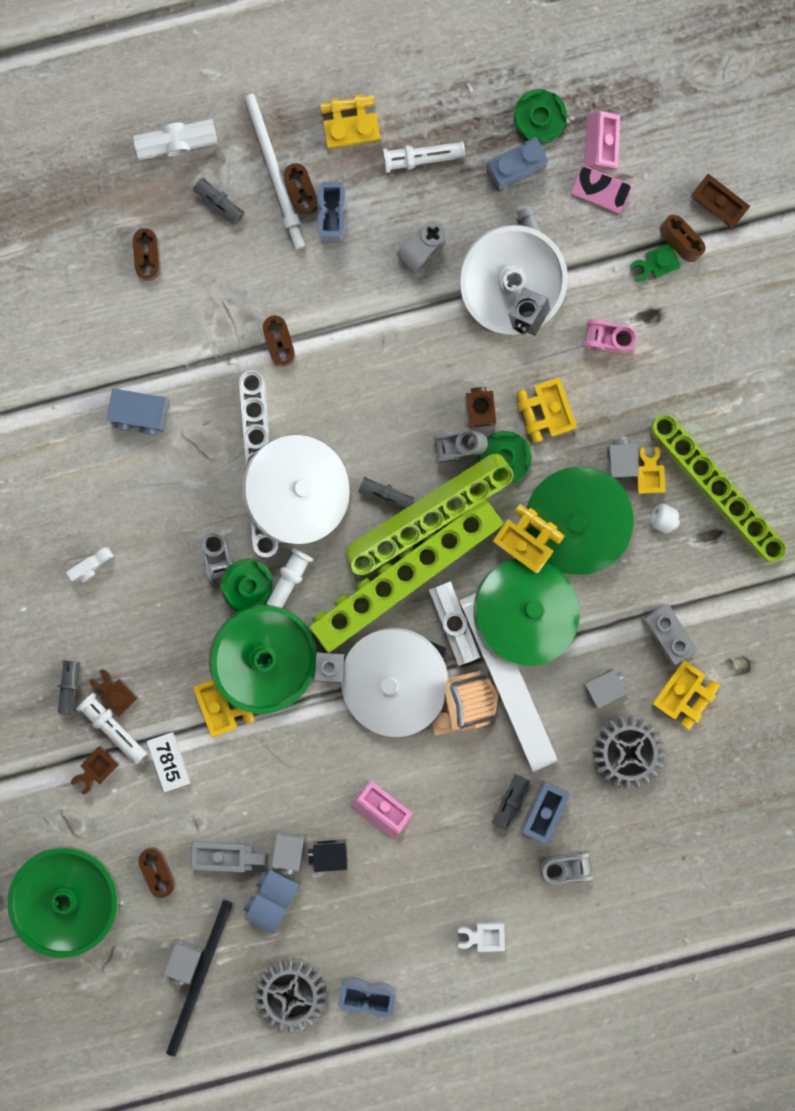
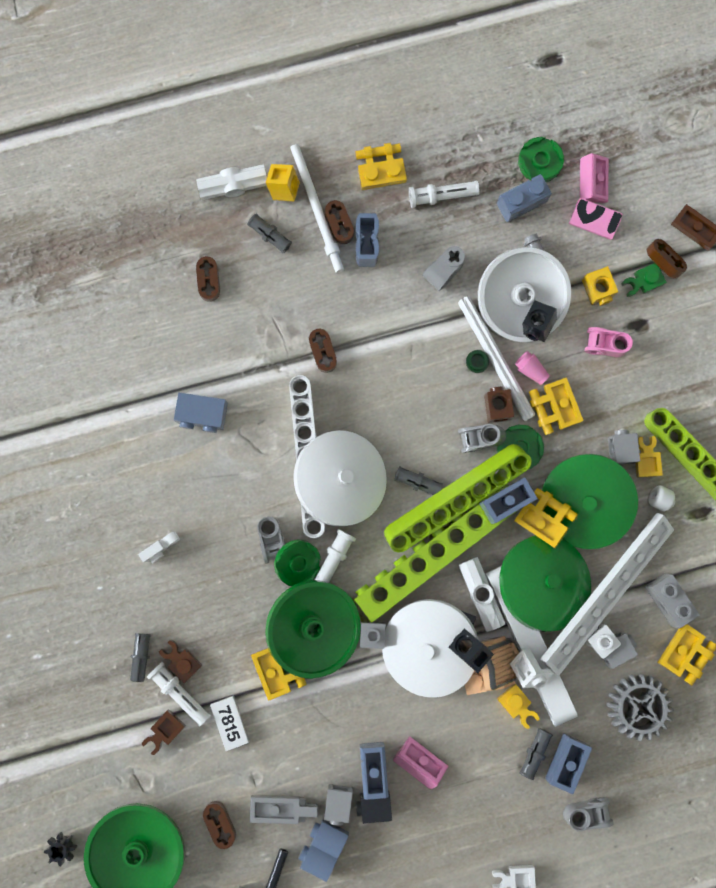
camera: 10 degrees left, 5 degrees down
(234, 142) = (282, 182): none -> yellow brick
(328, 815) = (374, 770): none -> sand blue brick
(436, 684) = (478, 654): none -> black brick
(457, 356) = (477, 361): none -> dark green plate
(479, 352) = (496, 358): none -> white axle
(484, 518) = (508, 501): none -> sand blue brick
(490, 746) = (516, 704): none -> yellow plate
(502, 709) = (529, 671): none -> white bracket
(520, 365) = (532, 367): none -> bright pink cone
(587, 677) = (603, 641): none -> white bracket
(596, 625) = (607, 594): none -> white plate
(606, 259) = (604, 277): none -> yellow brick

